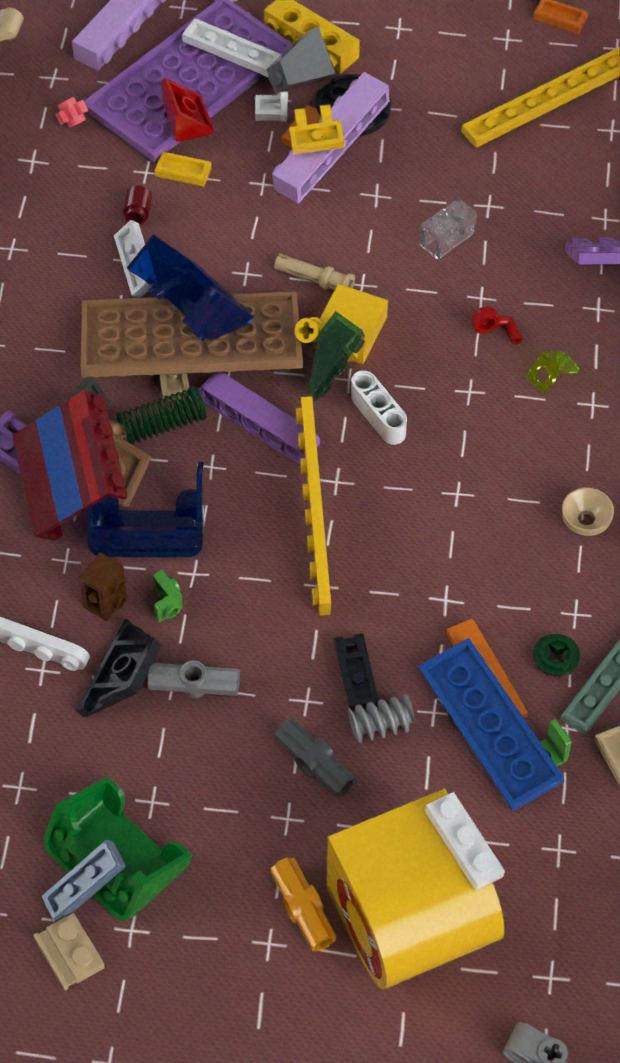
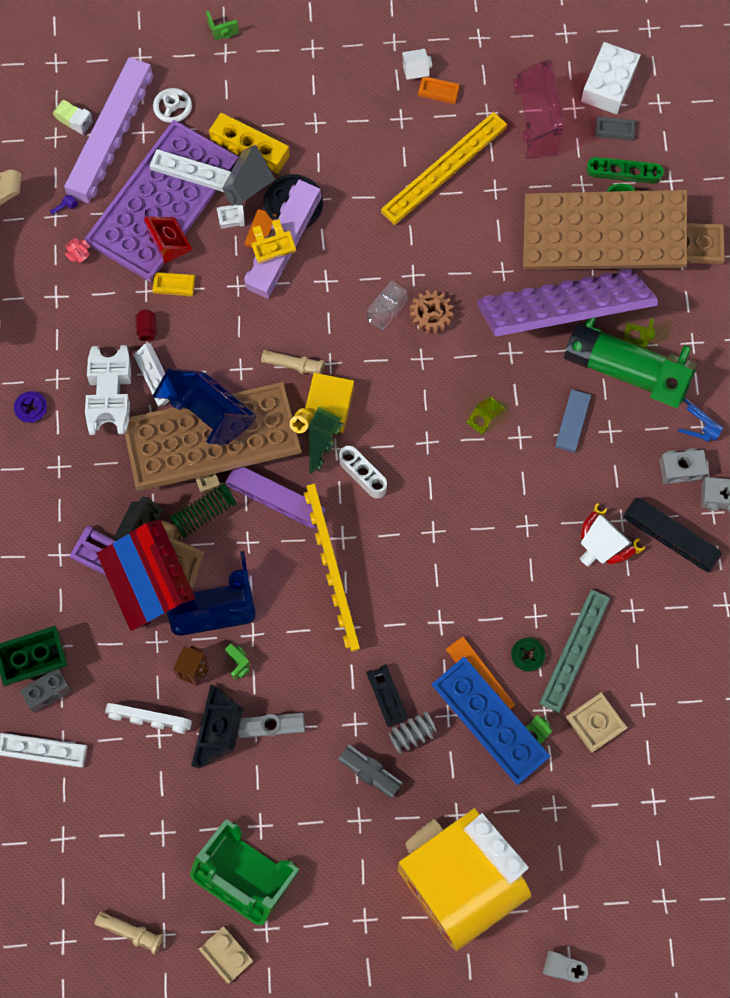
camera: 10 degrees left, 15 degrees up
(70, 275) = (108, 403): none -> white piece
(73, 61) = (68, 201): none -> dark purple hand
(83, 881) = (226, 905): sand blue tile -> none
(303, 904) = (383, 888): light orange piece -> none
(486, 320) = (430, 379): red plate -> none
(503, 245) = (431, 320): none -> nougat gear
(589, 502) = (534, 524): tan piece -> none

